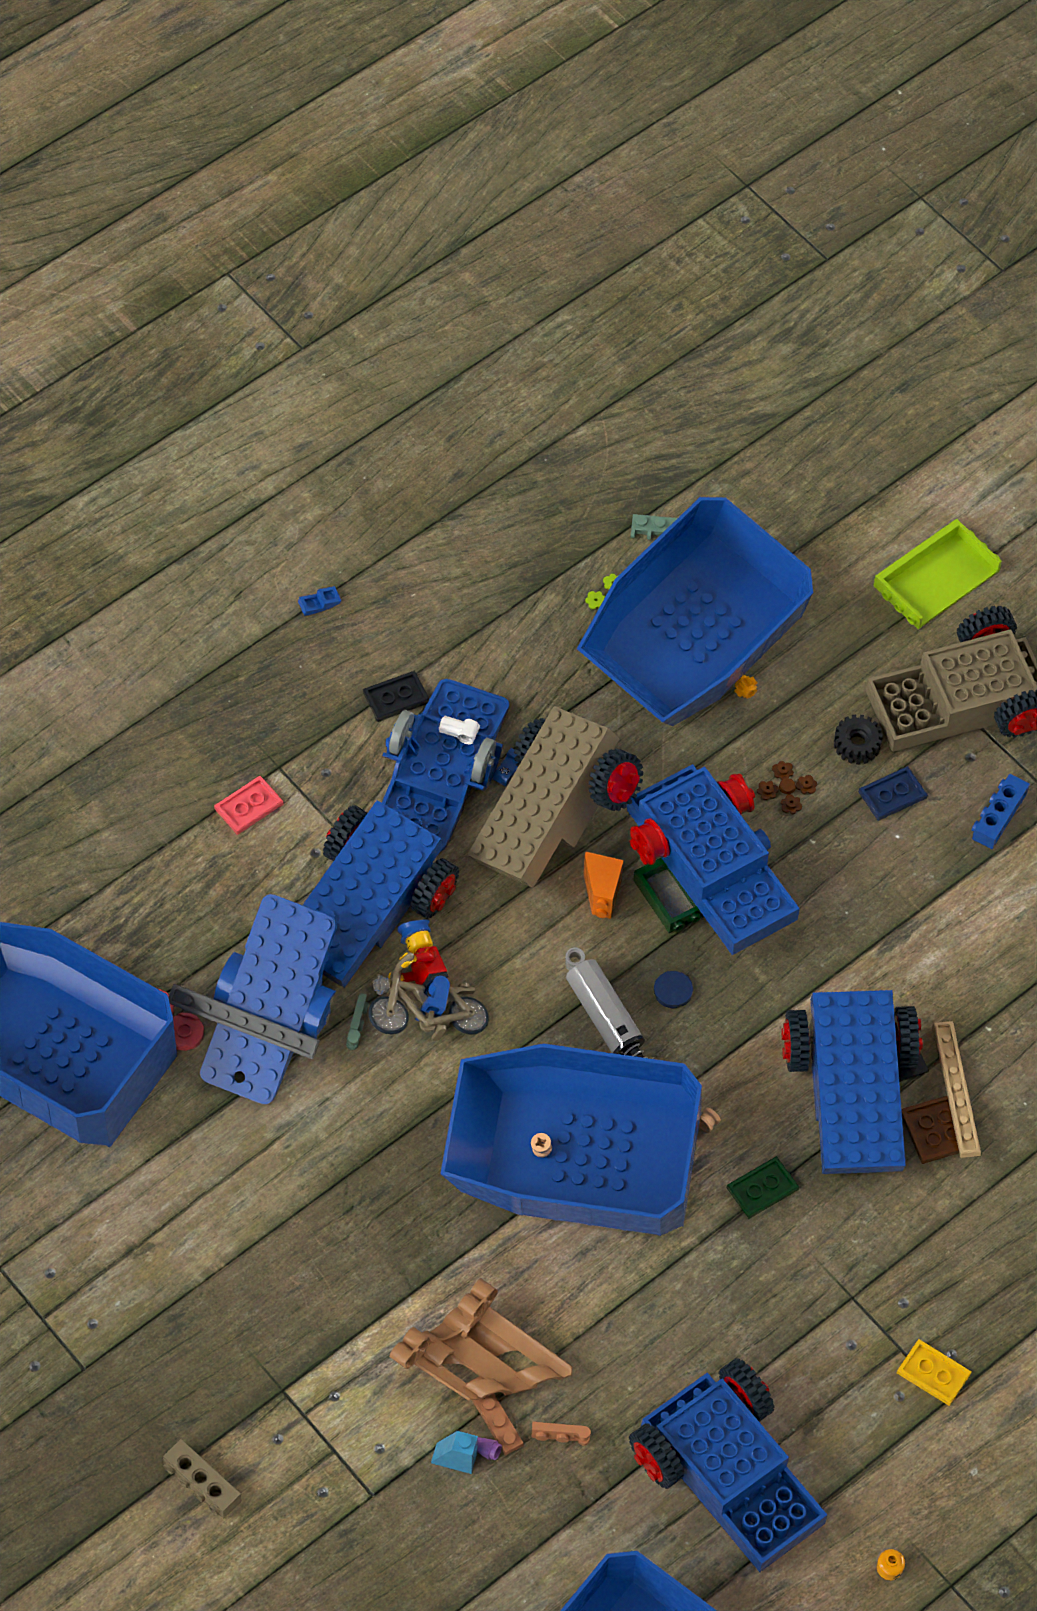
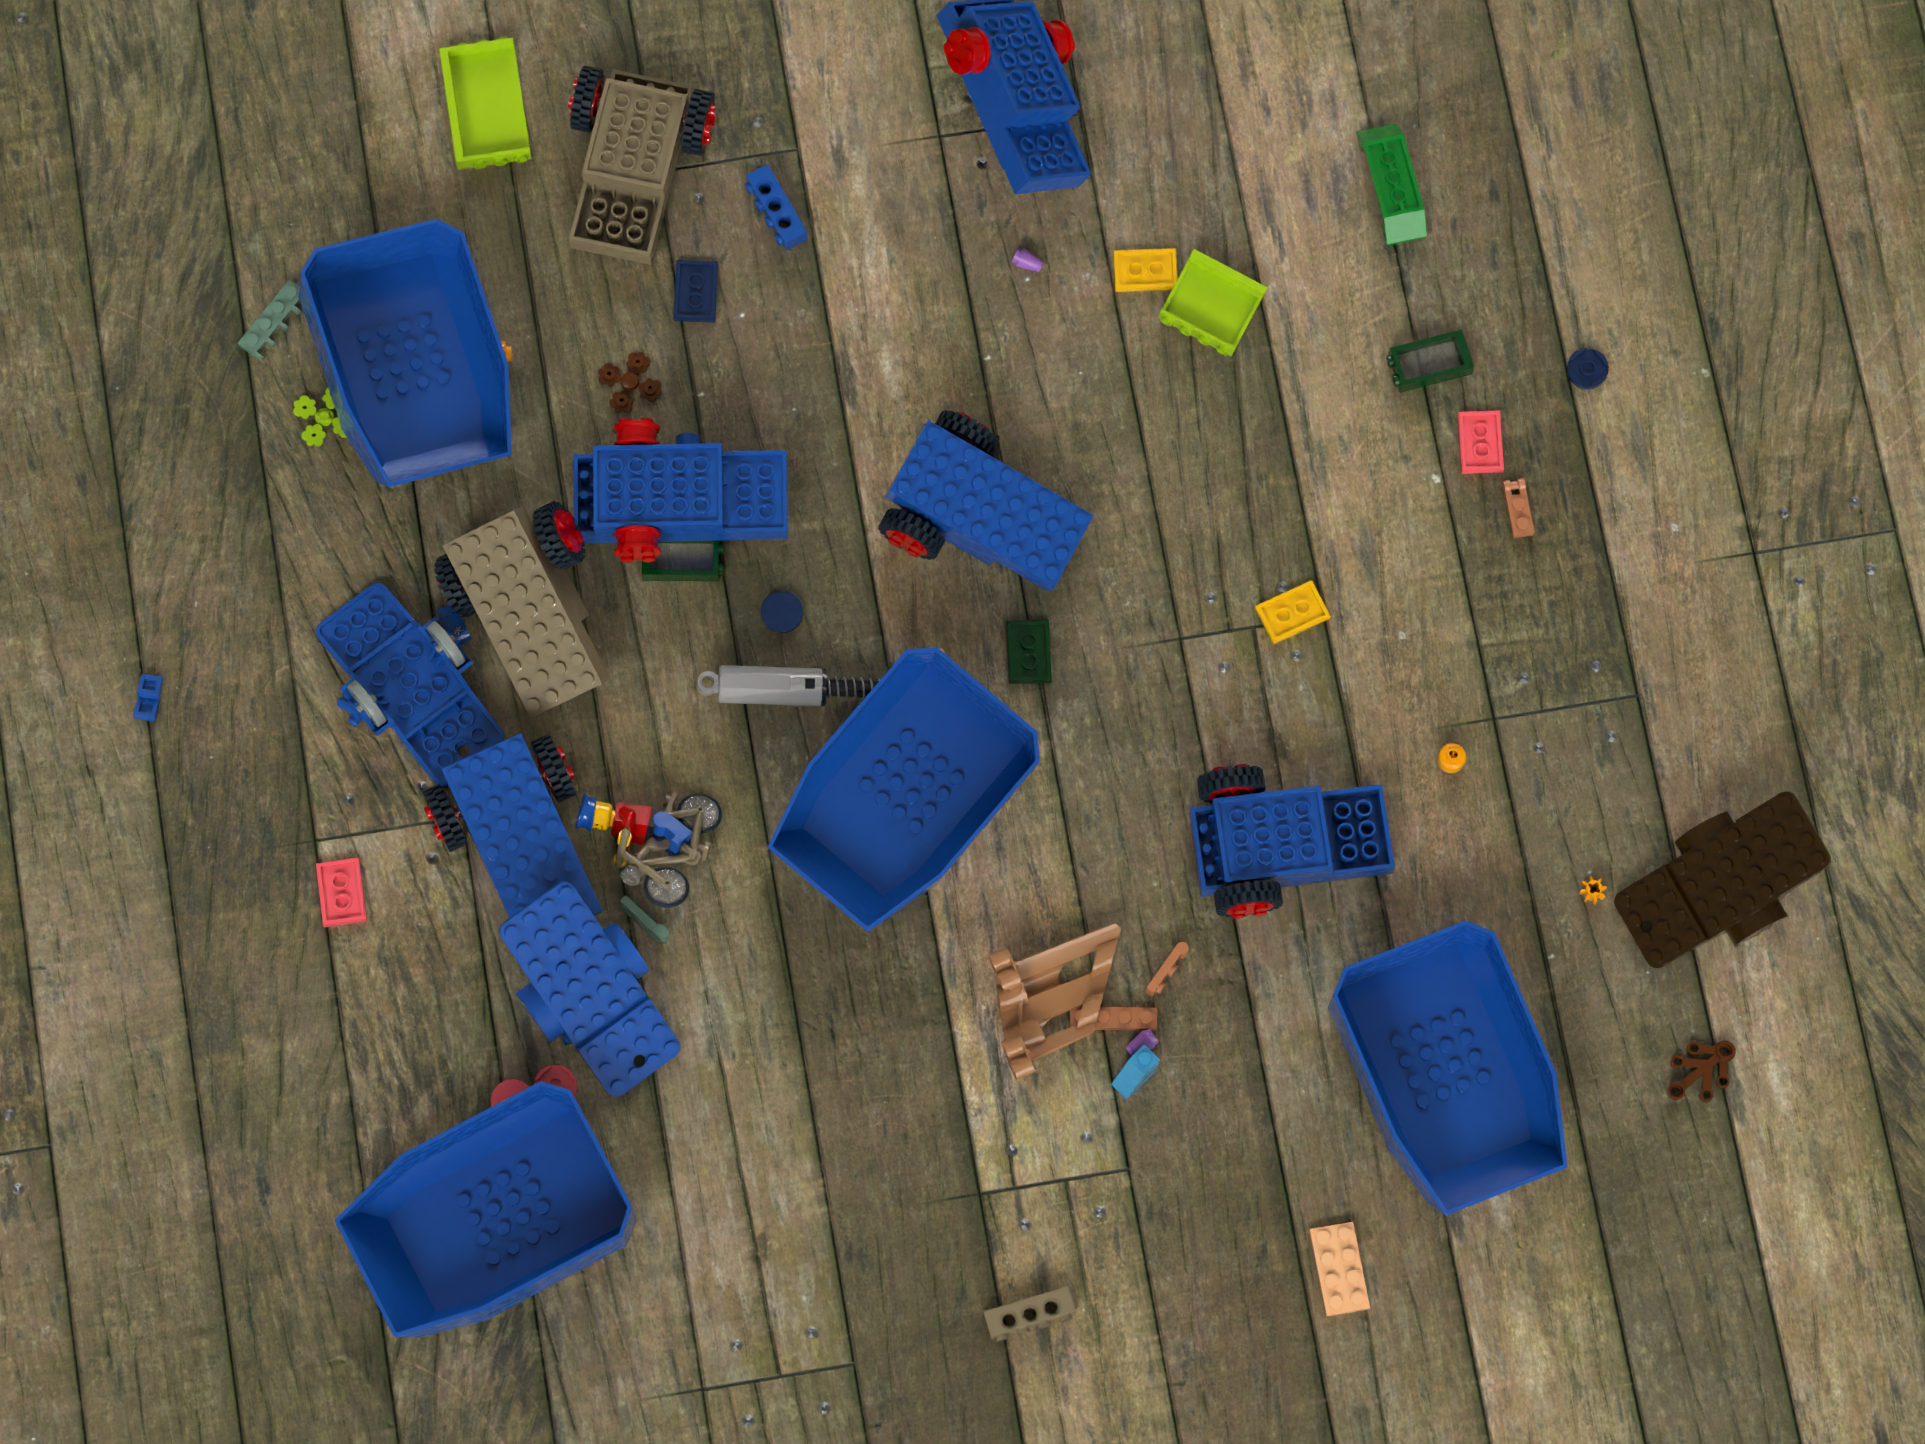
camera: 60 degrees left, 15 degrees up
(243, 1021) = (594, 1025): dark grey tile -> none
(396, 695) = (304, 685): black tile -> none
(463, 730) = (396, 643): white piece -> none
(541, 1150) = (880, 827): light nougat wheel -> none
(602, 882) = (637, 611): orange slope -> none
(862, 728) = (616, 273): black tyre -> none
(931, 1129) = (1064, 461): reddish brown plate -> none
(956, 1089) = (1037, 423): tan tile -> none

